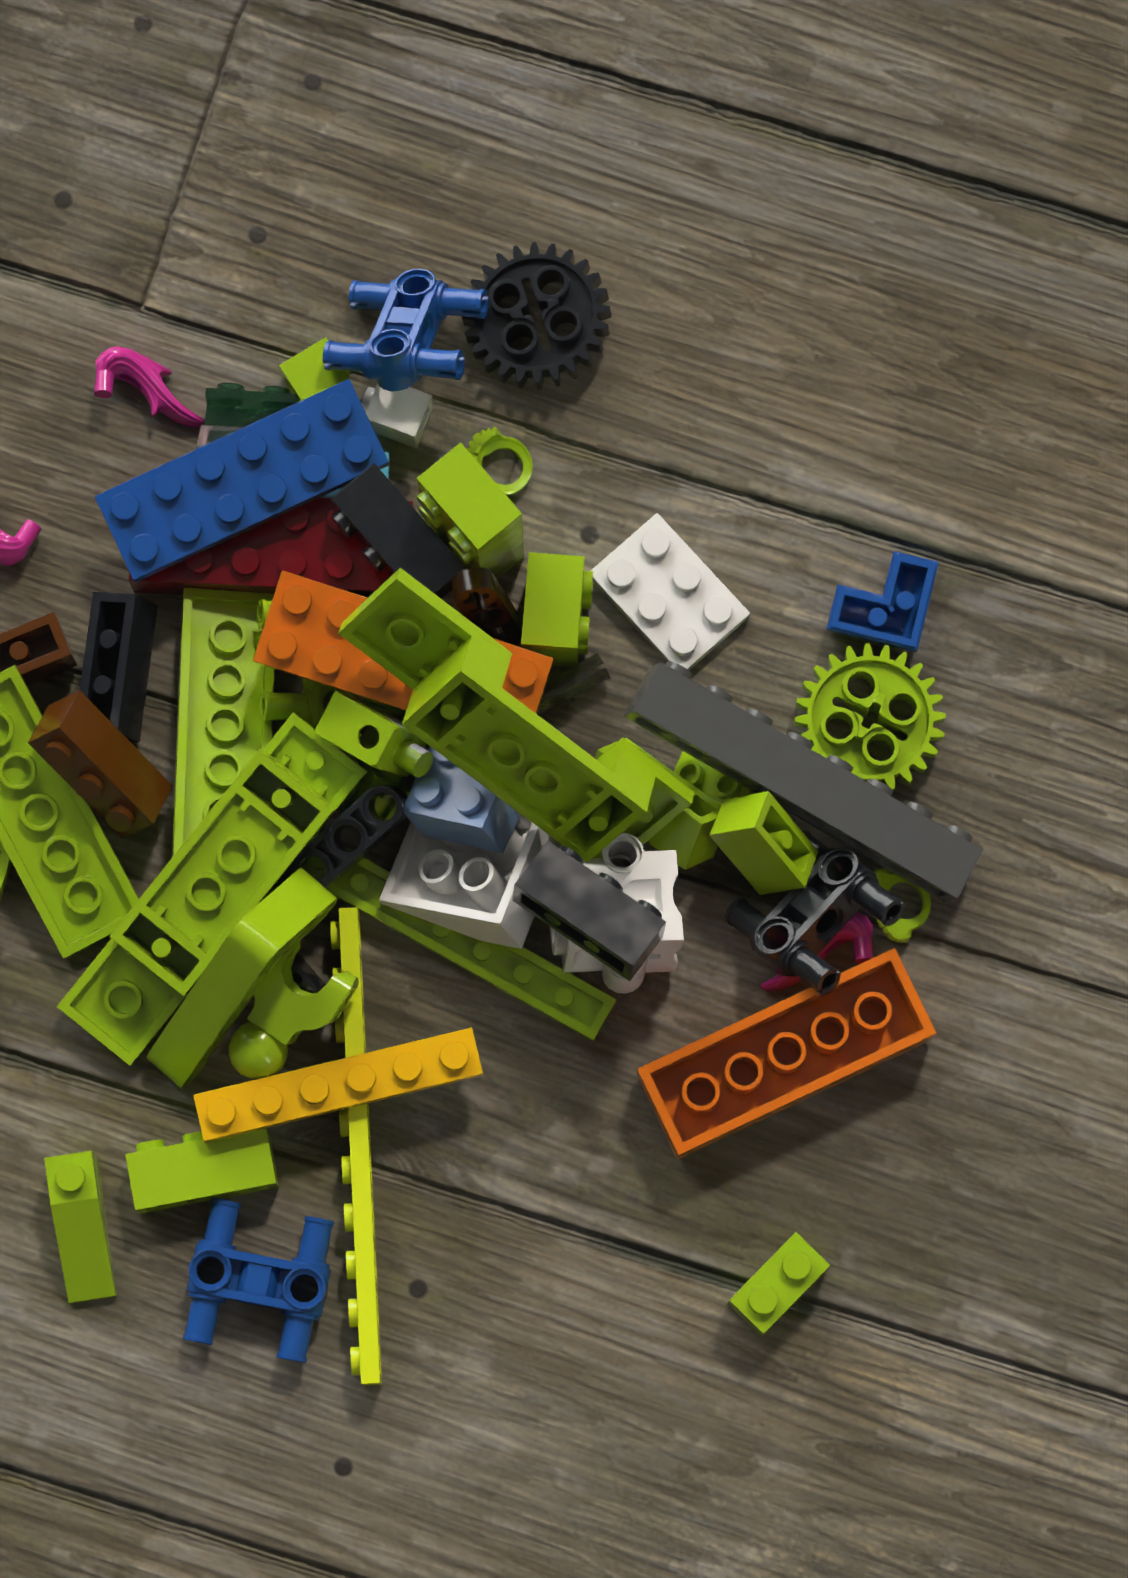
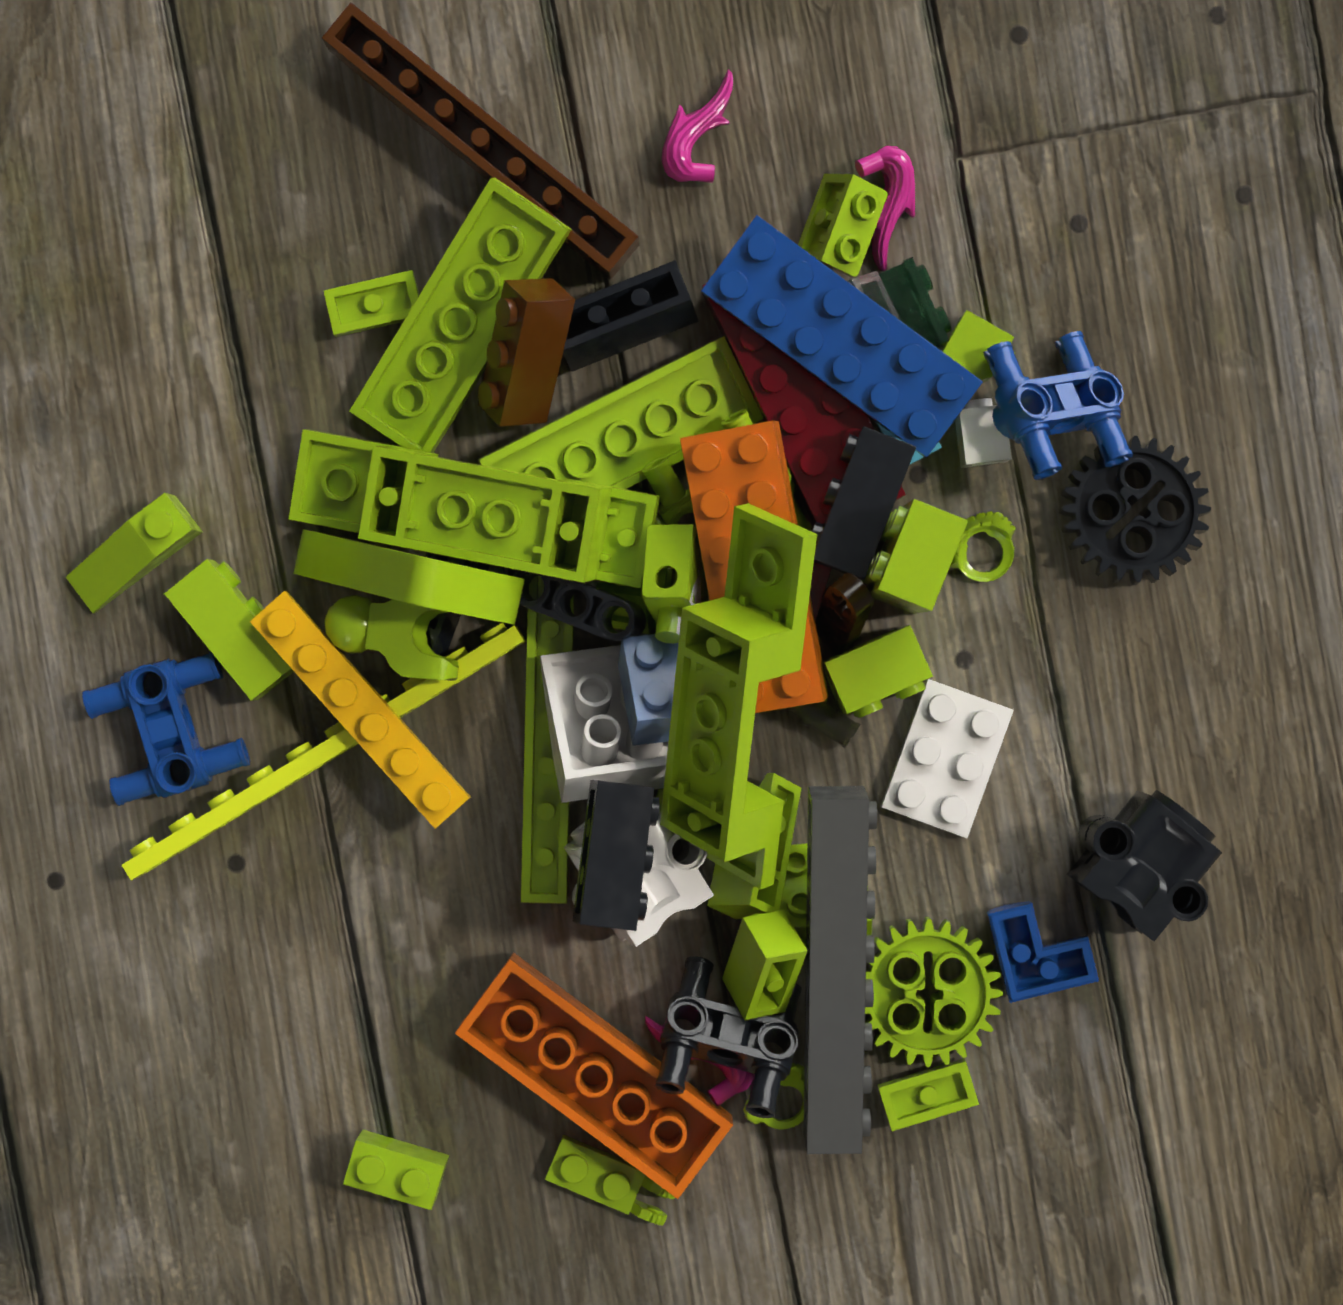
camera: 60 degrees right, 10 degrees up
(139, 430) = (843, 221): none -> lime bracket
(848, 455) = (1149, 858): none -> black piece
(889, 1101) = (604, 1179): none -> lime hinge
(963, 768) = (928, 1094): none -> lime plate

